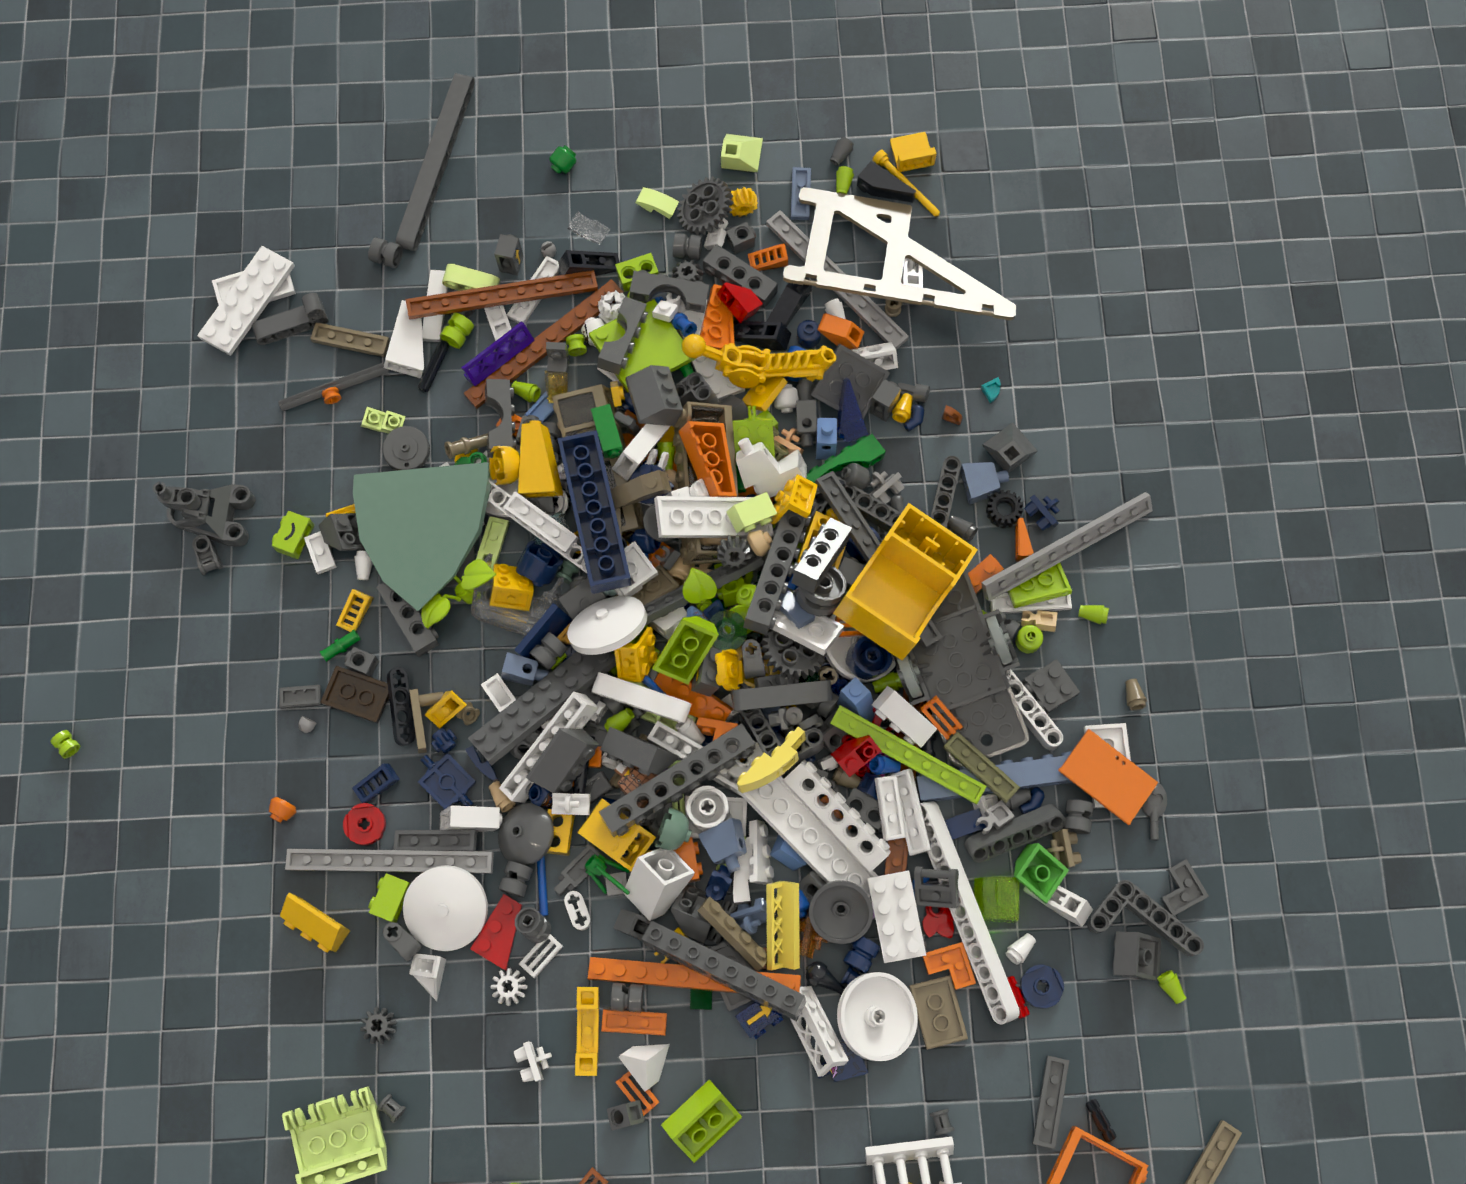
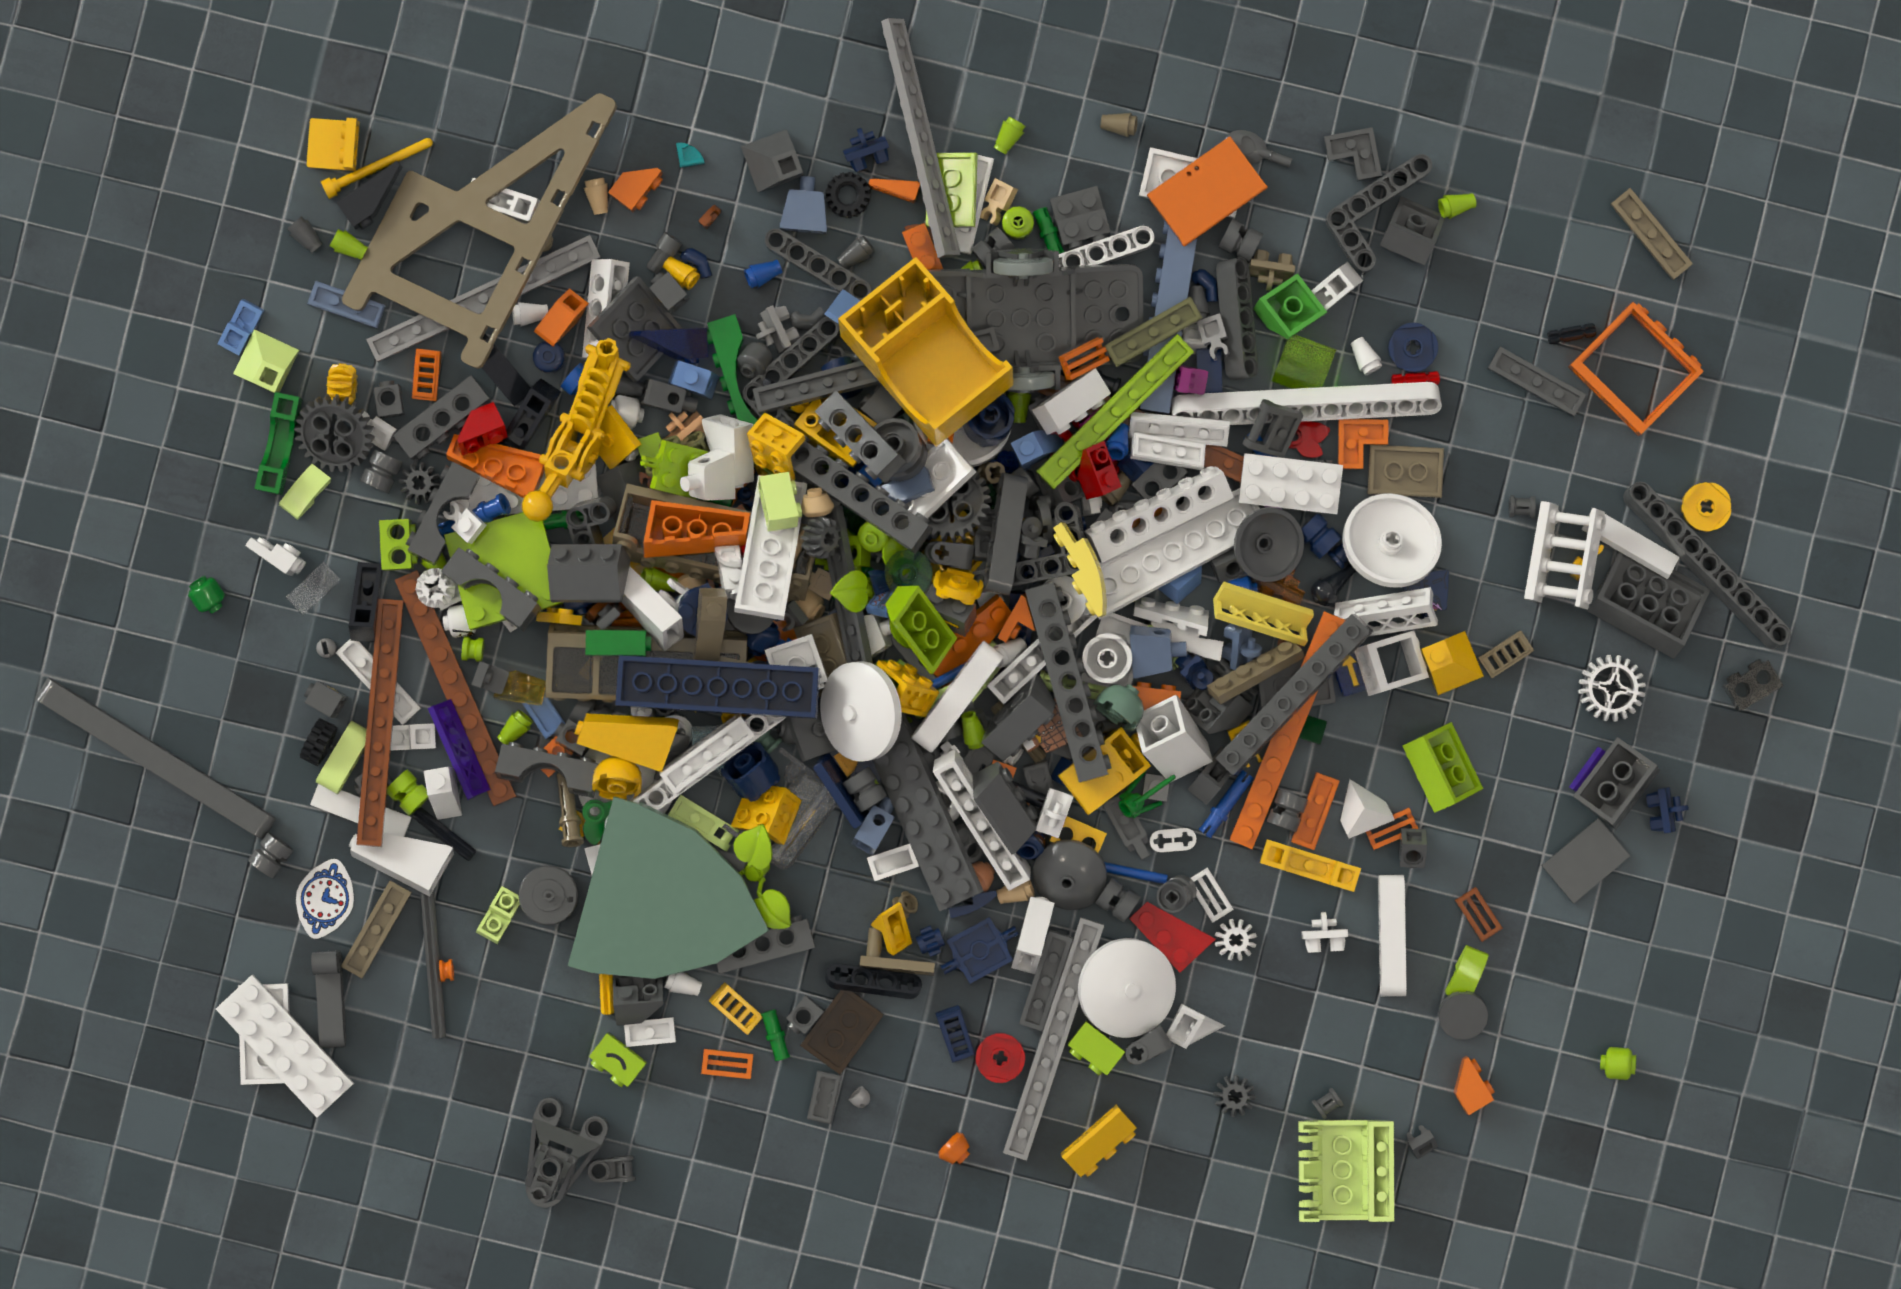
camera: 70 degrees left, 15 degrees up
(304, 634) = (706, 1061): none -> orange tile
(365, 301) = (324, 898): none -> sticker
(462, 349) = (443, 792): none -> white slope
(476, 258) = (318, 742): none -> black tyre
(505, 764) = (984, 873): none -> nougat cone
(547, 1120) = (1392, 935): none -> white beam
(603, 193) = (282, 557): none -> white plate
(618, 945) = (1225, 805): none -> blue pin
(664, 176) = (281, 438): none -> green arch
(756, 128) = (241, 327): none -> medium blue slope
(765, 1031) = (1372, 668): none -> white window
(791, 1101) = (1451, 663): none -> yellow slope
(794, 1140) = (1509, 641): none -> dark tan slope
(923, 465) = (762, 273): none -> blue cone
(939, 334) = (597, 195): none -> tan cone
(953, 809) = (1190, 380): none -> magenta slope
(955, 357) = (634, 186): none -> orange slope
(1031, 665) = (1047, 230): none -> green pin

